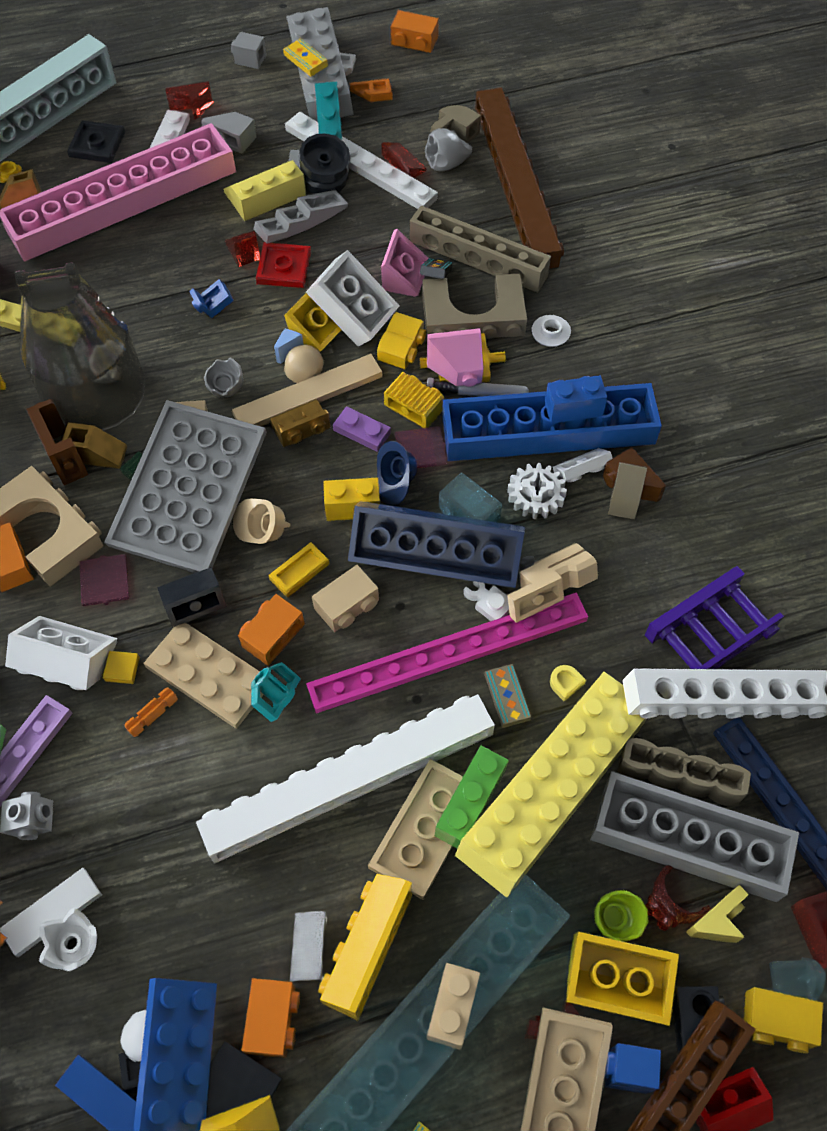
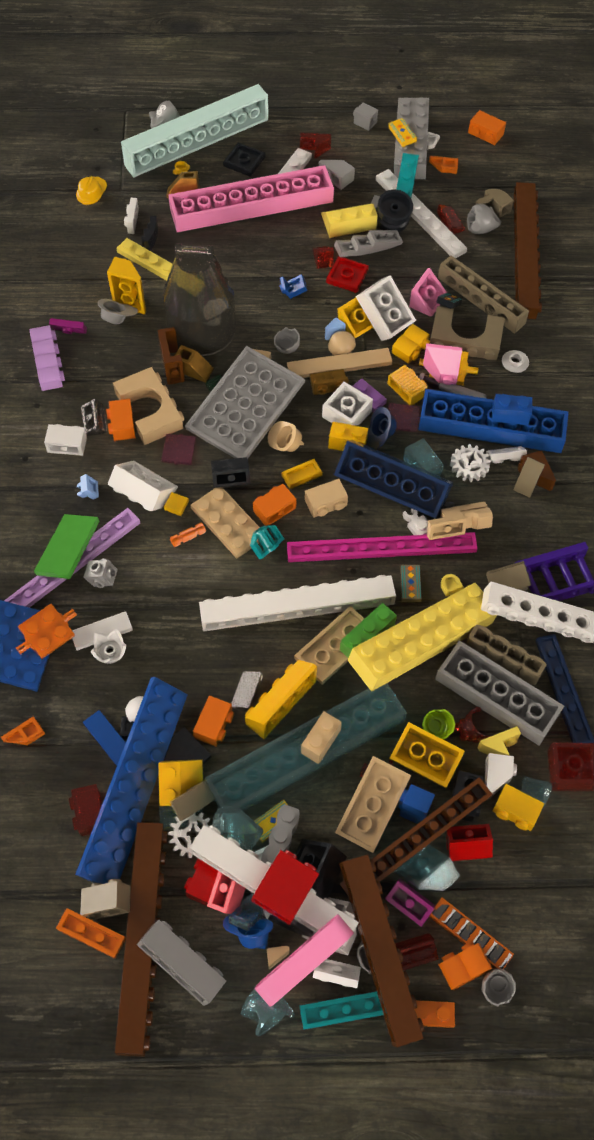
camera: 15 degrees right, 0 degrees up
(338, 452) = (347, 406): none -> white brick
(651, 649) = (511, 576): none -> dark tan brick
(734, 969) = (498, 771): none -> white slope

